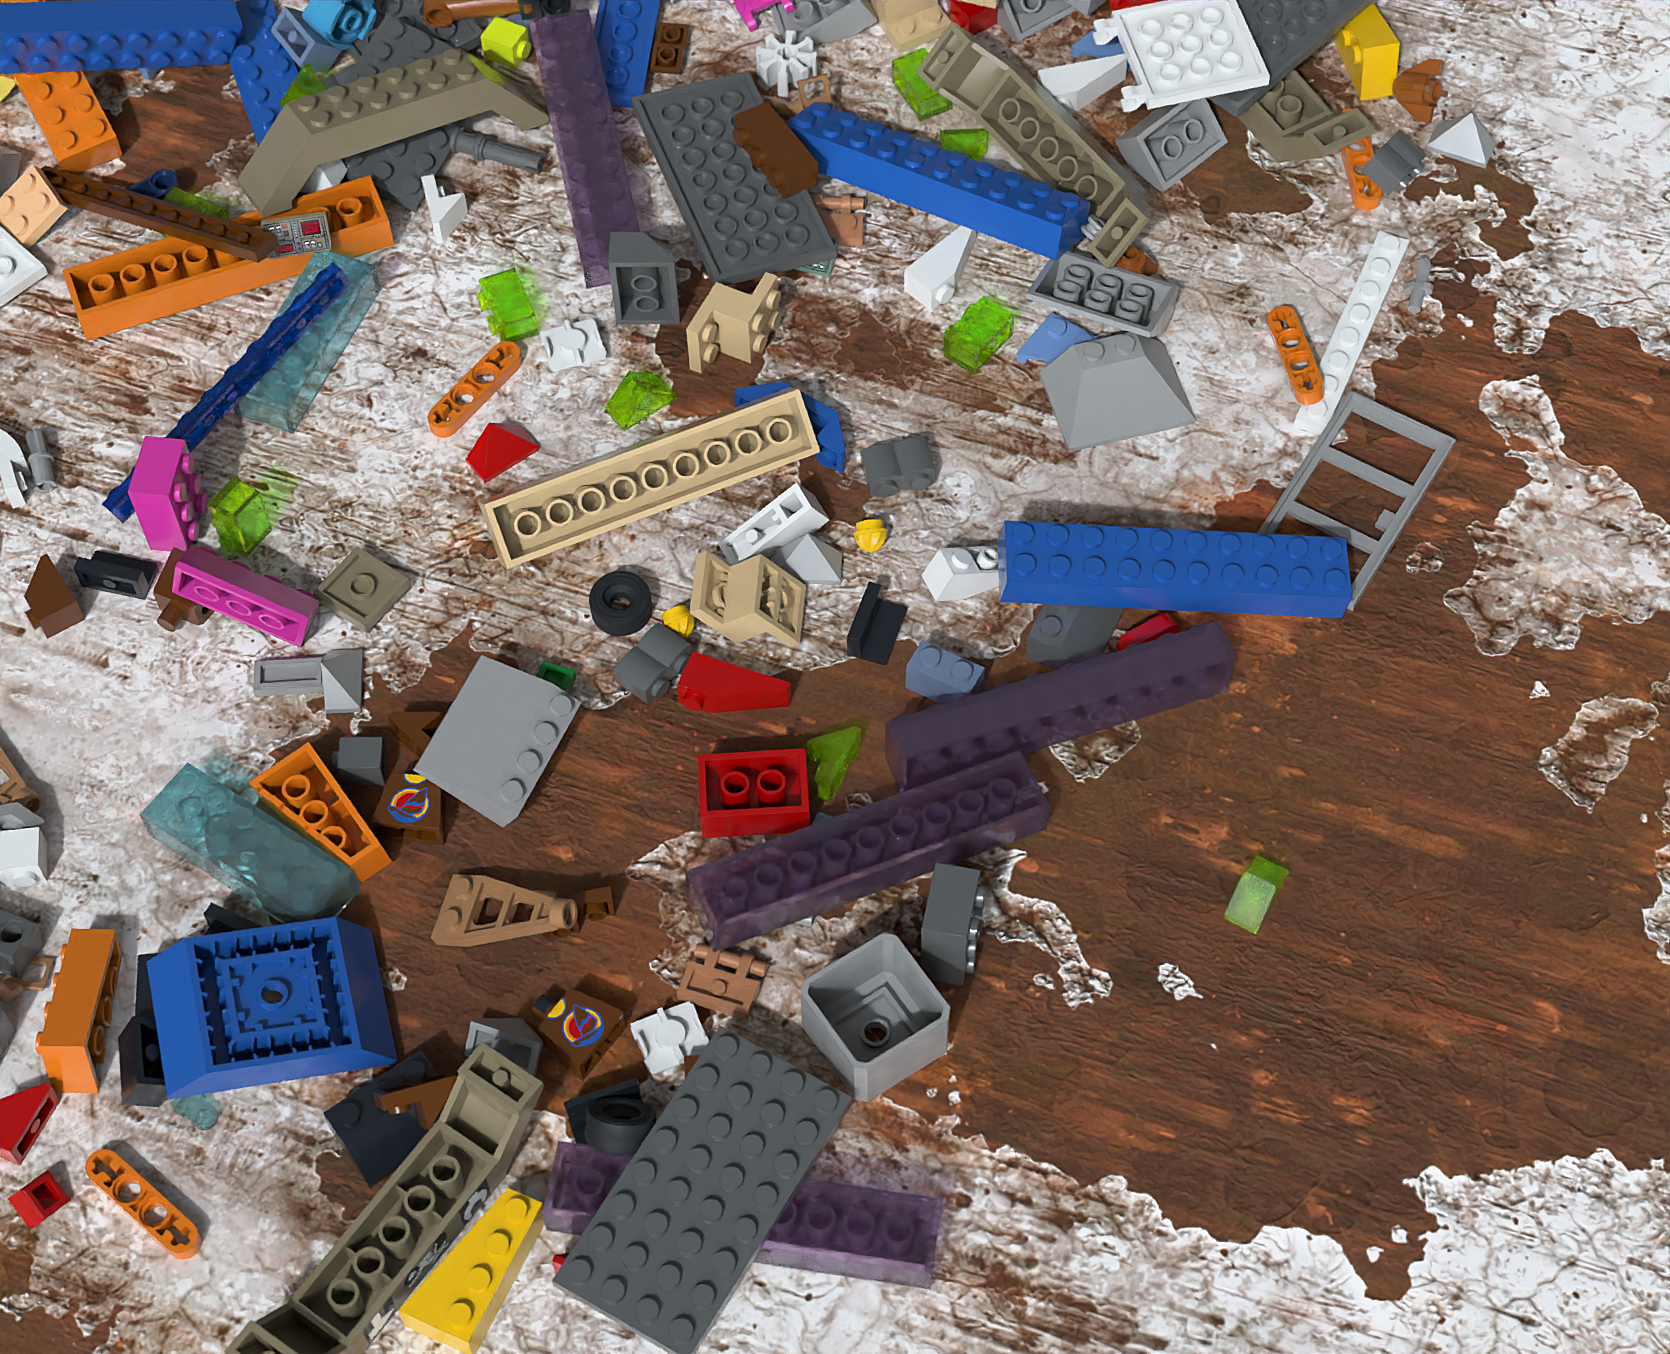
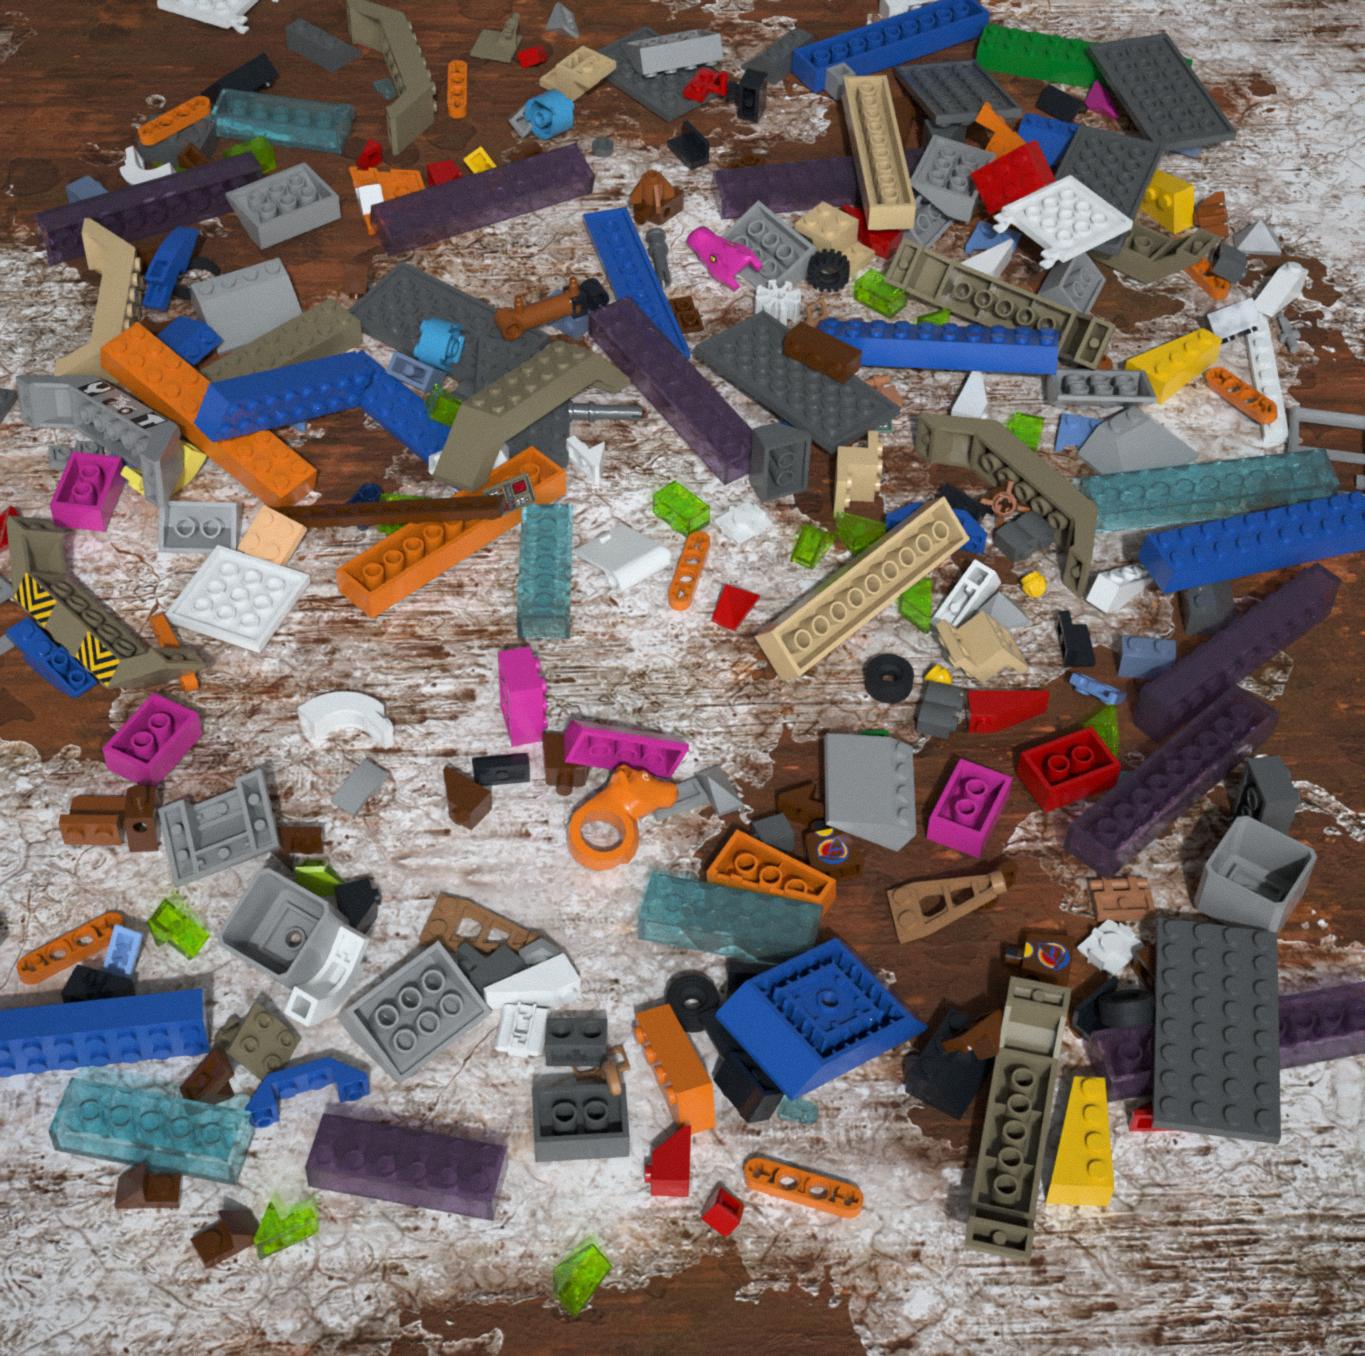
camera: 25 degrees left, 10 degrees down
(40, 461) = (392, 709): light grey axle -> none
(143, 919) = (692, 988): none -> black tyre
(213, 662) = (626, 799): none -> orange animal
(239, 517) = (579, 695): clear neon green brick -> none
(246, 372) = (527, 605): clear blue plate -> none
(362, 589) = (696, 722): dark tan plate -> none
(408, 349) = (625, 557): none -> white door
(505, 43) = (566, 332): neon yellow brick -> none
(508, 1037) = (989, 990): light grey slope -> none
(605, 803) = (969, 808): none -> dark pink brick
(698, 398) = (858, 532): none -> clear neon green slope
(714, 516) = (916, 605): none -> clear neon green slope
(852, 399) = (963, 501): none -> black panel
(859, 699) = (1105, 692): none -> medium blue wing
(870, 36) = (828, 260): none -> black tyre
(893, 413) = (1005, 507): none -> dark orange brick
(935, 390) = (999, 455): none -> dark tan slope
(1093, 227) = (1069, 347): light grey bush -> none
(1149, 631) = (1264, 587): red beam -> none
(1161, 475) = (1208, 489): none -> clear light blue brick
(1235, 286) = (1177, 362): none -> yellow wedge
(1344, 247) = (1234, 319): none -> brick
(1441, 220) = (1281, 289): none -> white slope

